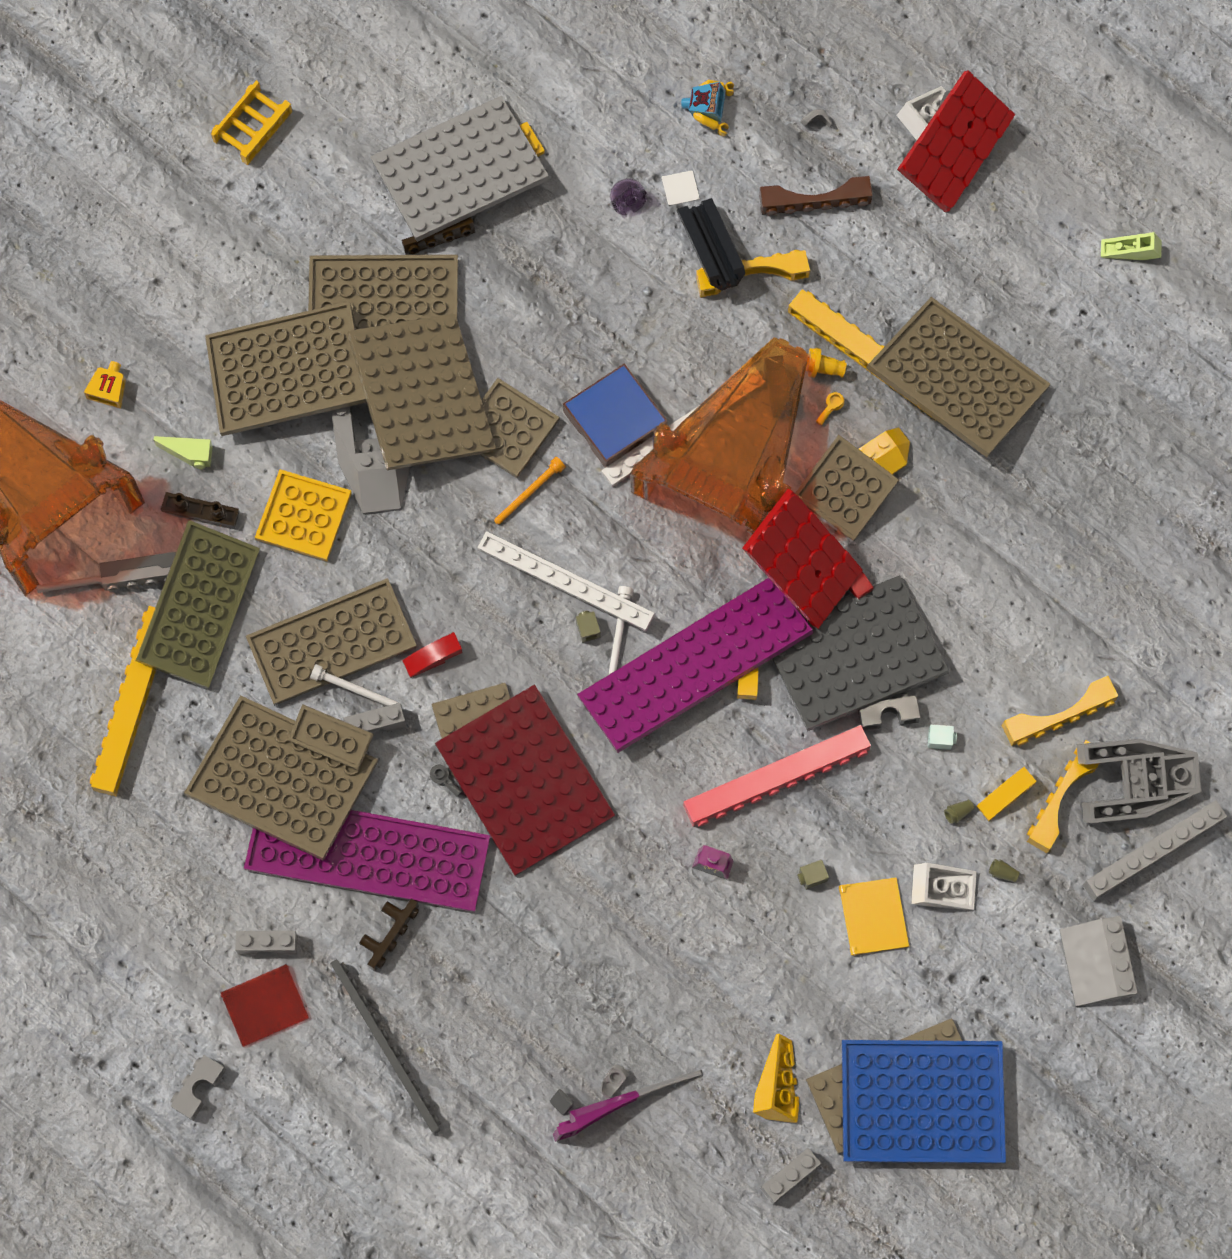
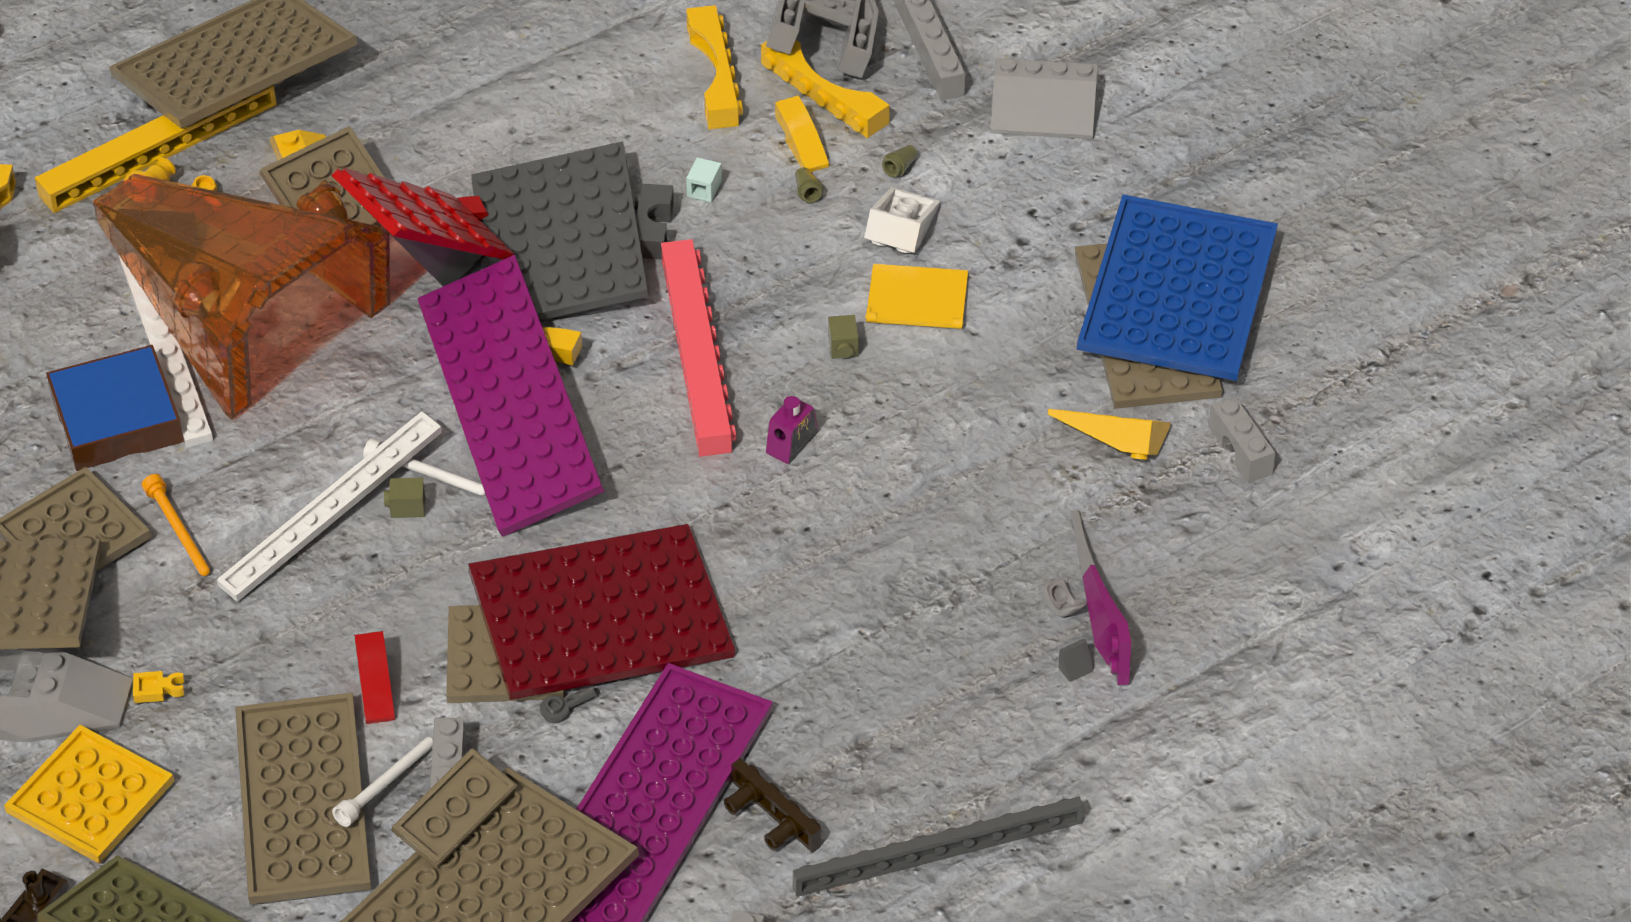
camera: 75 degrees left, 25 degrees down
(394, 522) = (153, 686): none -> yellow plate

